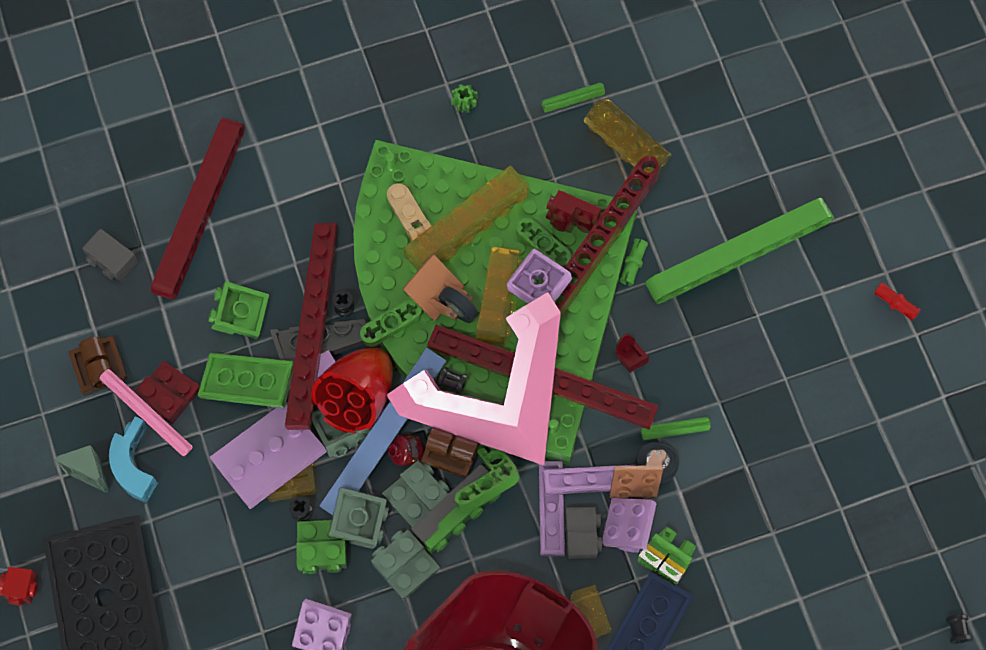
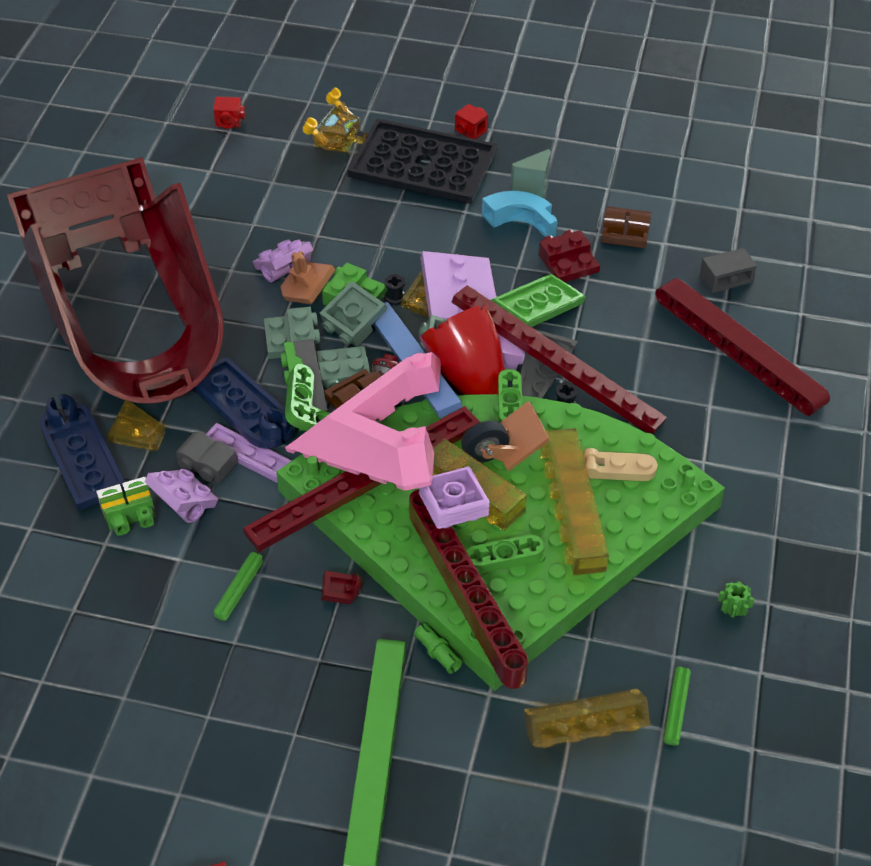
camera: 120 degrees right, 20 degrees down
(143, 410) = (555, 227): bright pink axle -> none
(238, 310) = (611, 325): bright green plate -> none
(341, 586) = (305, 279): none -> nougat piece
(460, 380) = (416, 411): black bush -> none
(513, 530) = (245, 405): none -> dark blue plate
(569, 211) = (517, 579): dark red plate -> none
(578, 480) = (247, 491): lavender tile -> none
(654, 465) = (213, 540): nougat plate -> none

